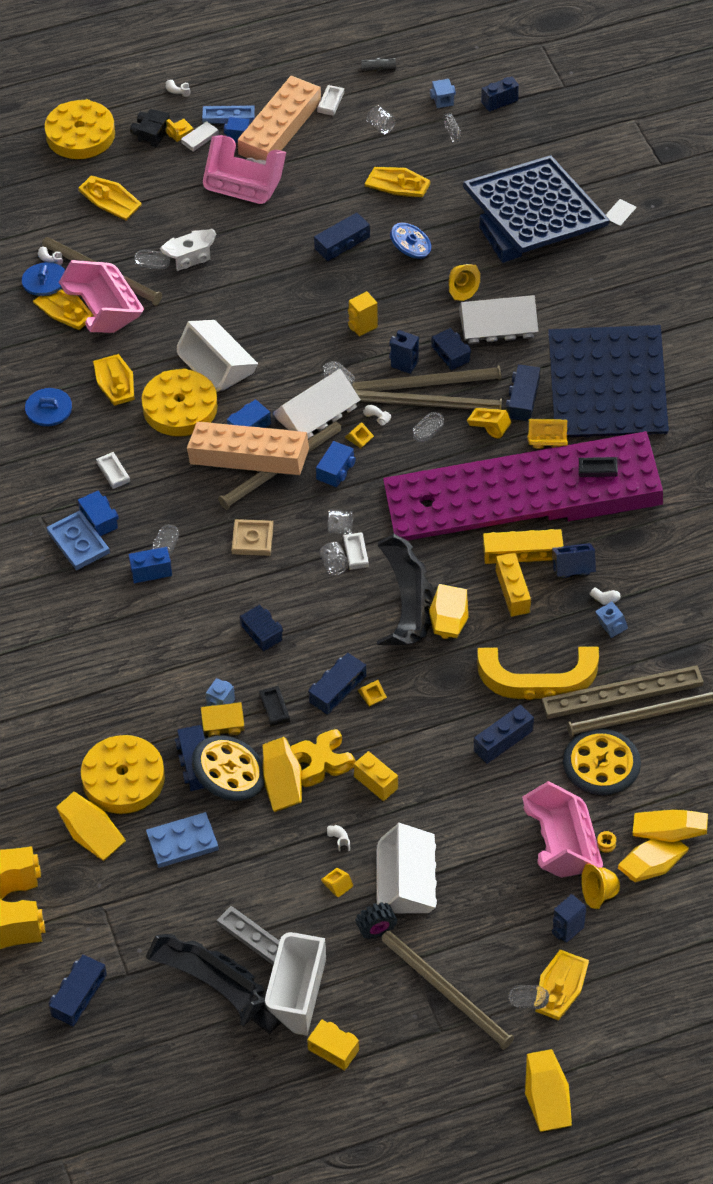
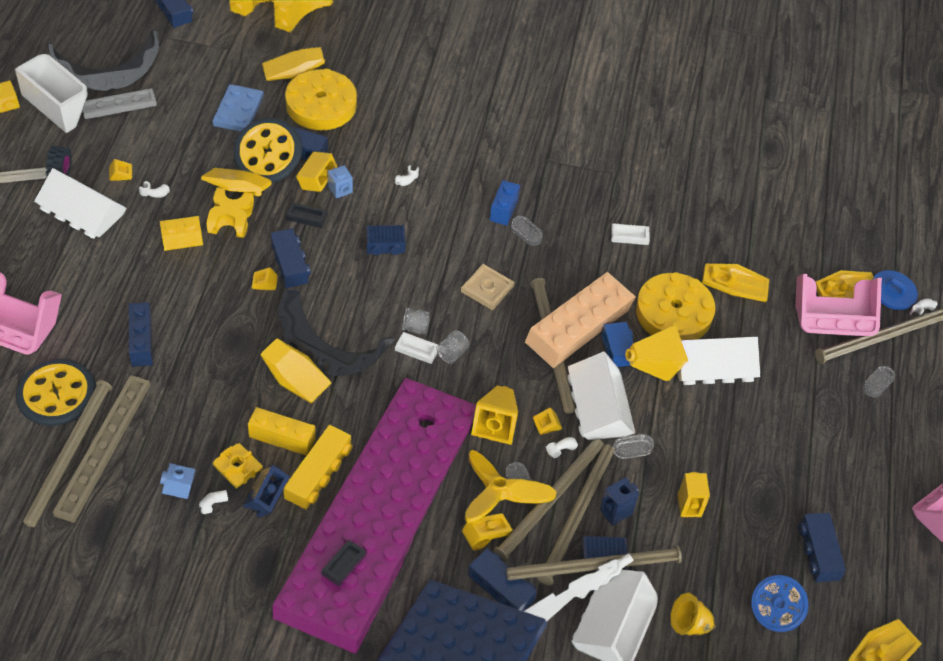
camera: 115 degrees right, 0 degrees up
(48, 407) = (731, 224): blue shield -> none
(78, 540) = (567, 176): medium blue plate -> none
(98, 512) = (585, 198): blue brick -> none
(175, 655) = (405, 180): none -> white arm
(190, 248) = (871, 388): white piece -> none
(246, 380) = (659, 354): none -> yellow slope
(335, 464) = (522, 379): blue brick -> none
(379, 460) = (496, 415): none -> yellow slope
(425, 303) = (591, 564): none -> dark tan axle
(465, 424) = (500, 488): none -> yellow piece
(489, 340) = (550, 605): none -> white sword
(536, 685) = (168, 382): yellow arch -> none
(547, 432) = (424, 558): yellow bracket -> none
(556, 605) = (237, 475): none -> yellow piece

